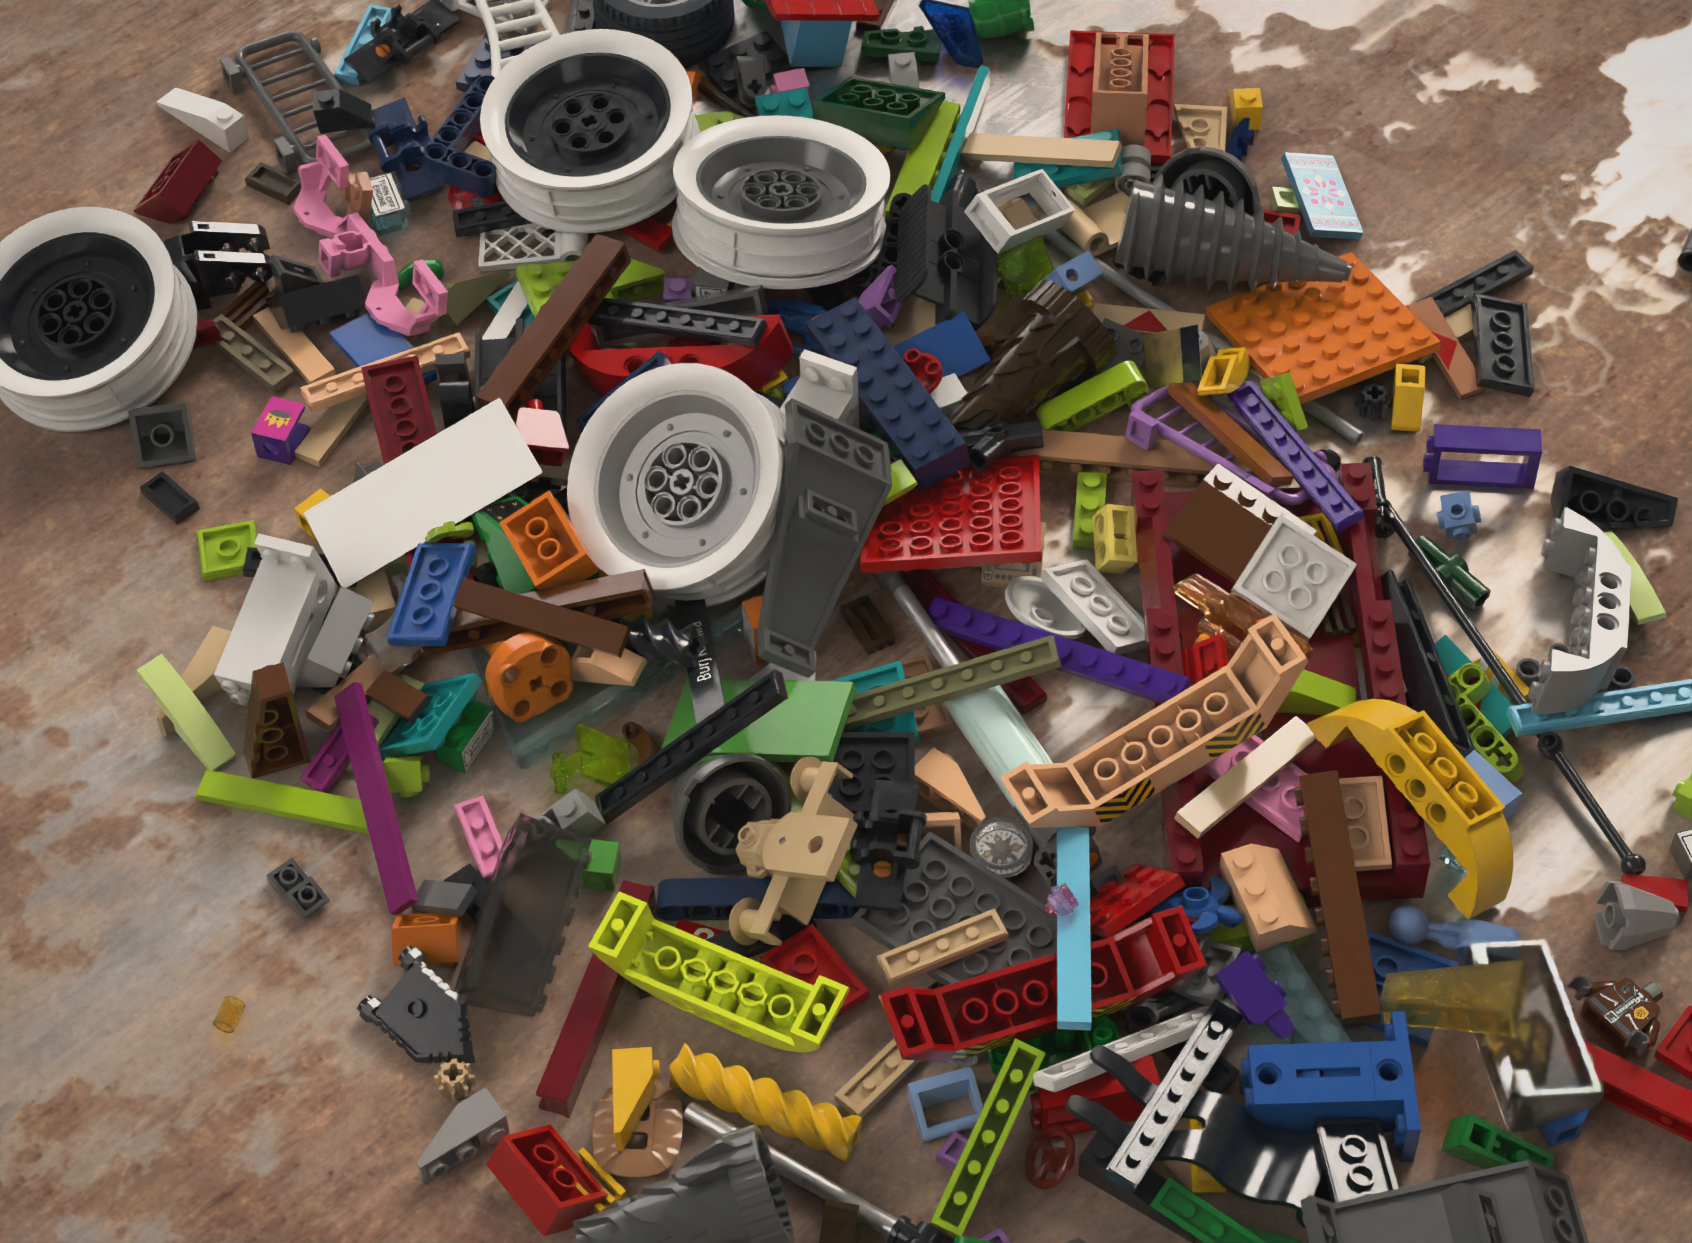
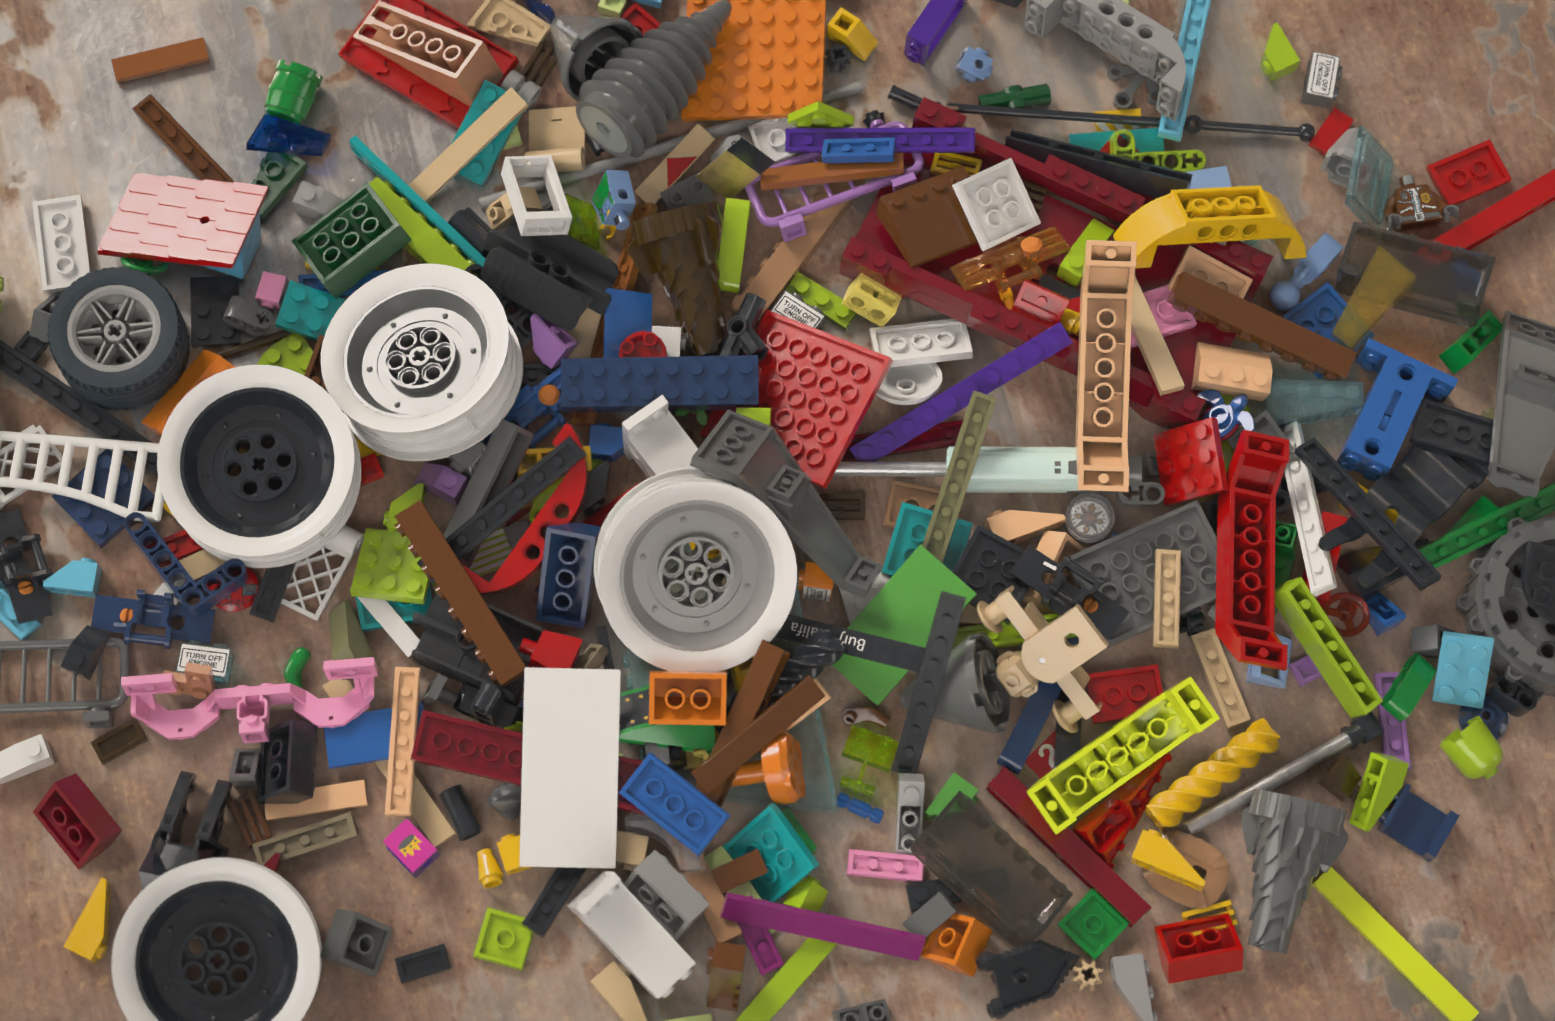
camera: 70 degrees left, 20 degrees up
(286, 502) = (489, 870): none -> yellow cone
(340, 454) = (460, 812): none -> black pin
(415, 82) = (76, 579): none -> medium azure slope
(450, 530) = (627, 760): lime piece -> none
(516, 1061) = (1092, 924): none -> green plate
(535, 786) = (860, 808): none -> blue axle
(645, 1023) = (1110, 821): none -> red wedge
(1055, 491) = (795, 308): none -> brick
(1061, 901) = (1199, 504): plate -> none
(1074, 931) = (1218, 507): medium azure tile -> none
(1077, 1203) = (1383, 614): none -> blue slope
(1225, 371) = (769, 142): yellow slope -> none
(1255, 994) = (1308, 421): dark purple hinge -> none
(1265, 437) = (858, 150): none -> blue plate
(1615, 936) = (1369, 179): none -> clear light blue piece

